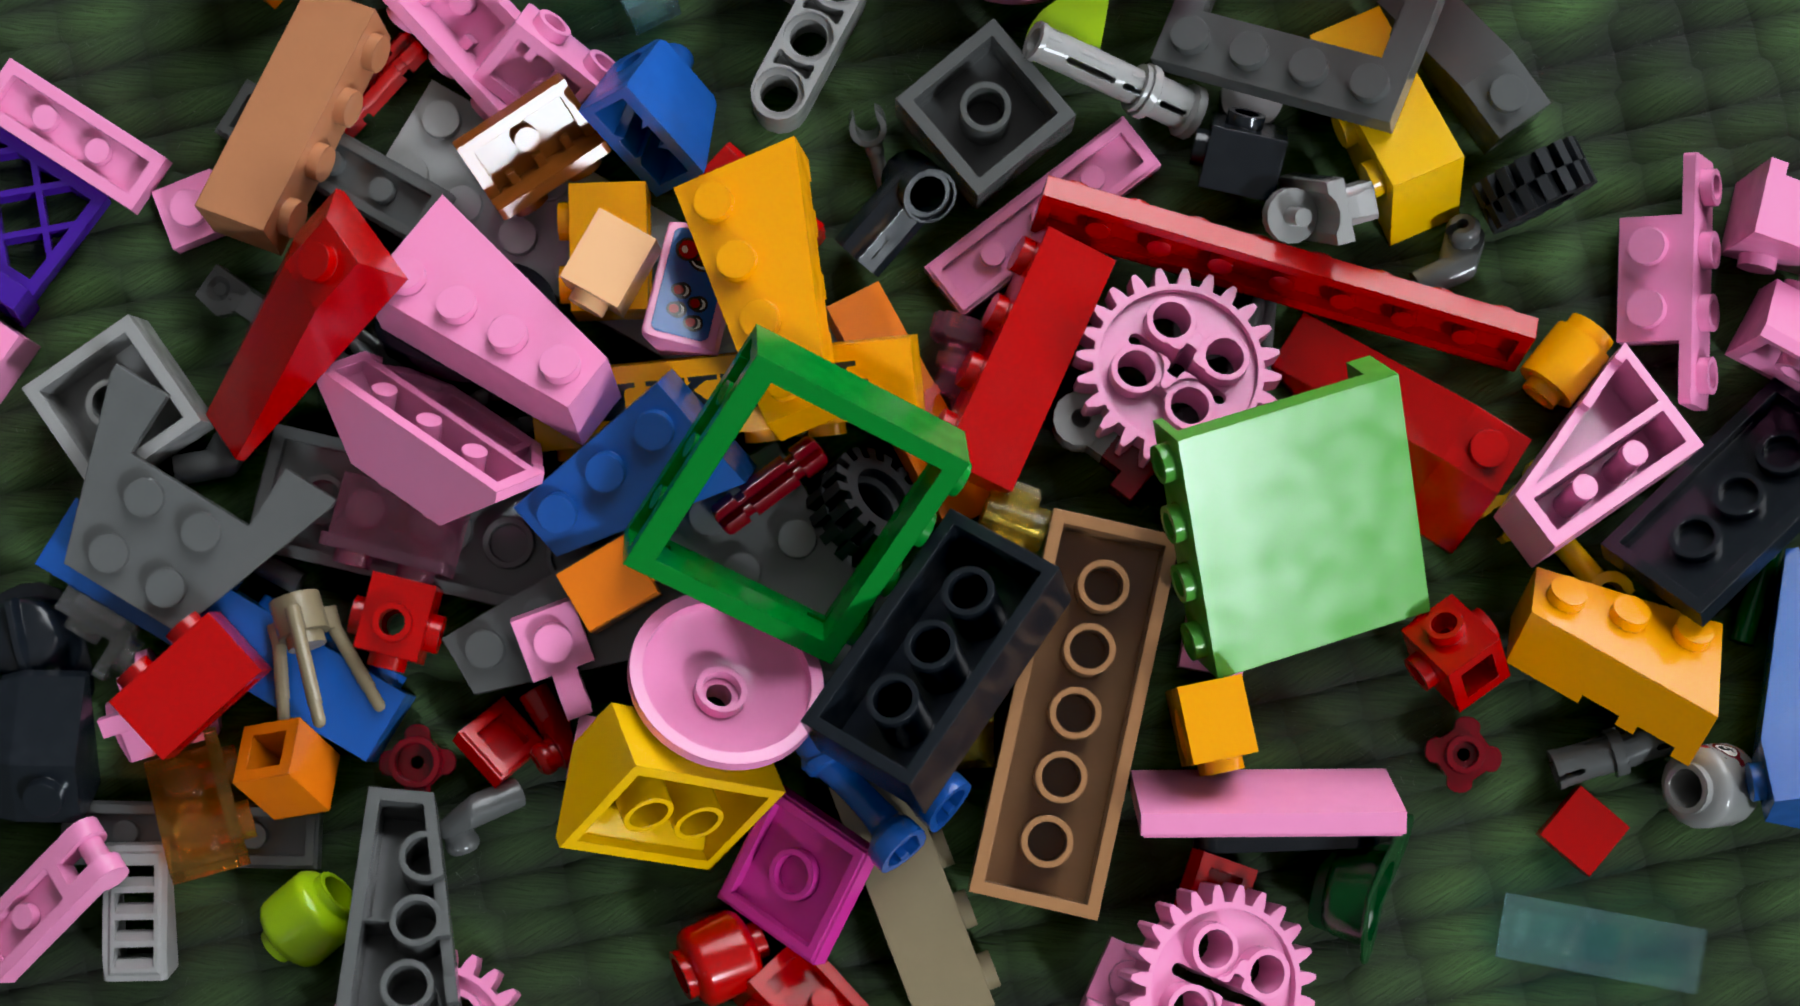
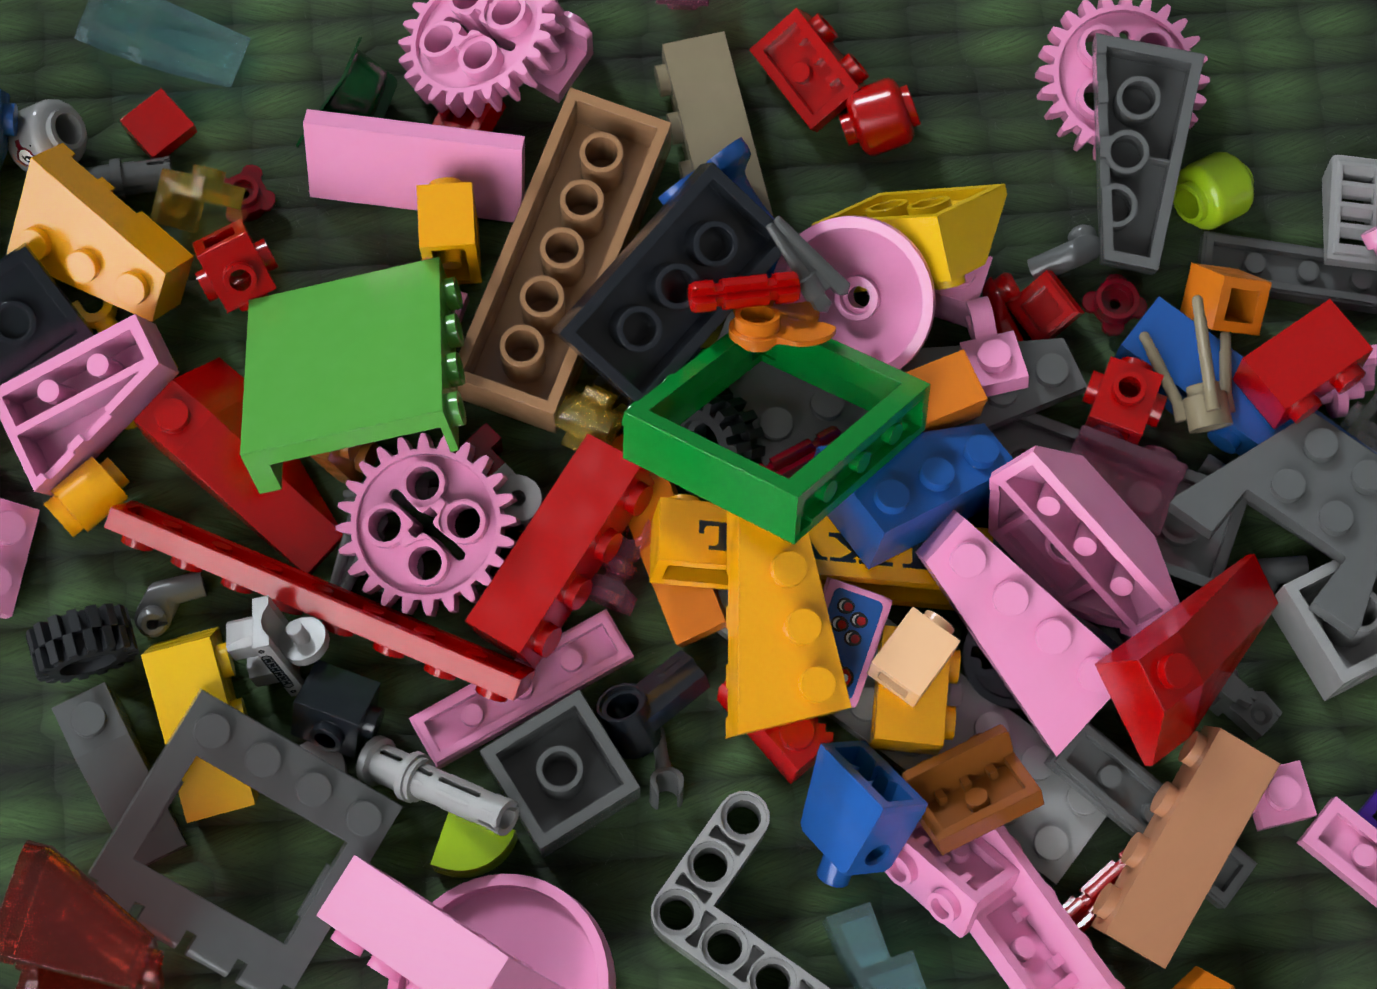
camera: 175 degrees left, 10 degrees down
(198, 812) = (1300, 270): clear orange bracket -> none
(778, 693) = (812, 269): none -> dark grey piece
(798, 876) = (808, 163): dark pink tile -> none
(800, 629) = (774, 324): none -> orange plate
(852, 646) = (744, 292): none -> red axle
(1522, 736) = (183, 195): none -> clear yellow bracket

